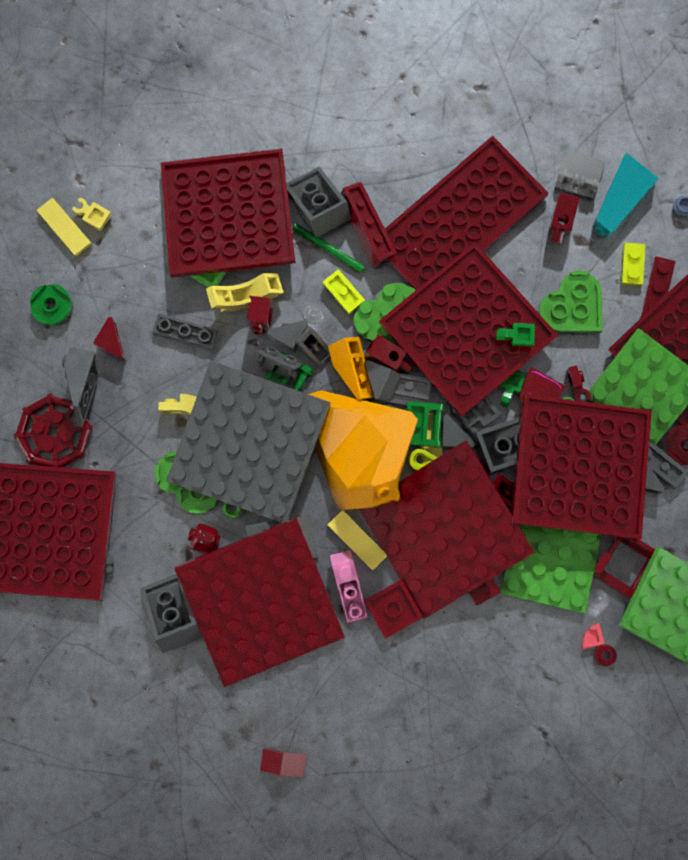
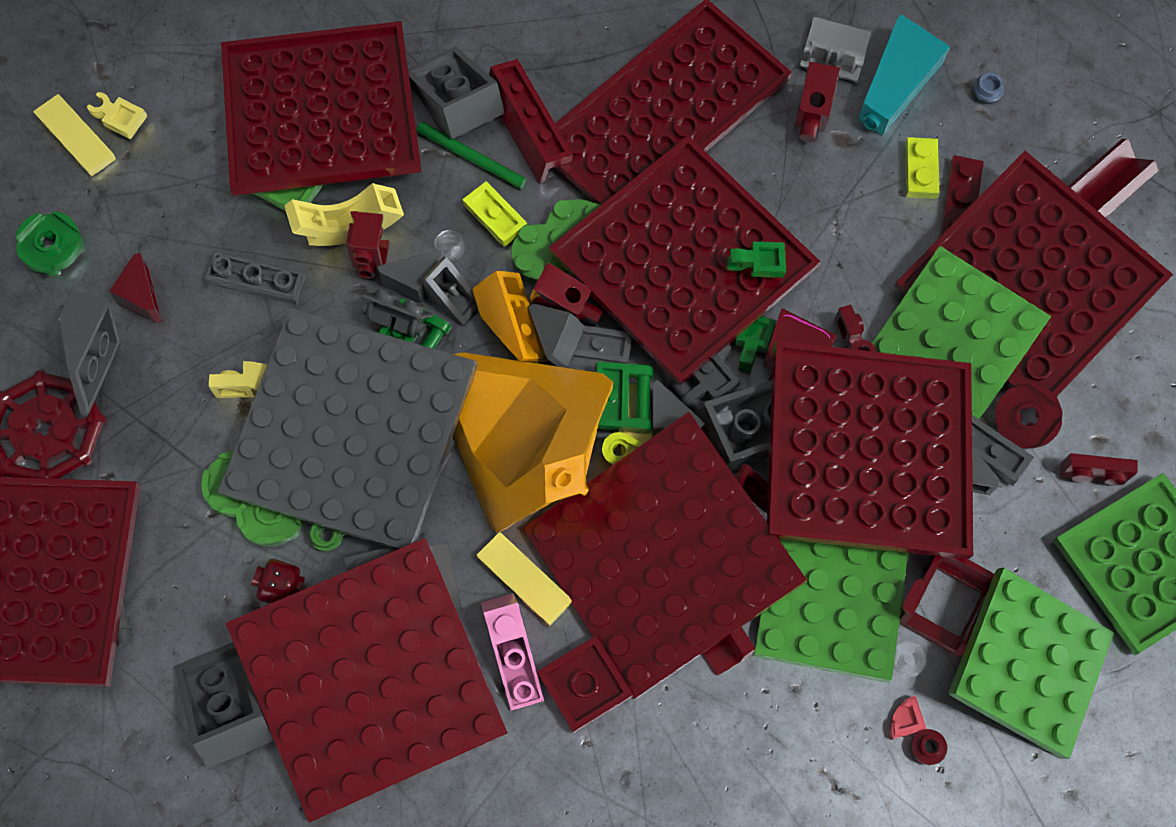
camera: 10 degrees left, 10 degrees down
(575, 305) = (842, 224): bright green plate -> none

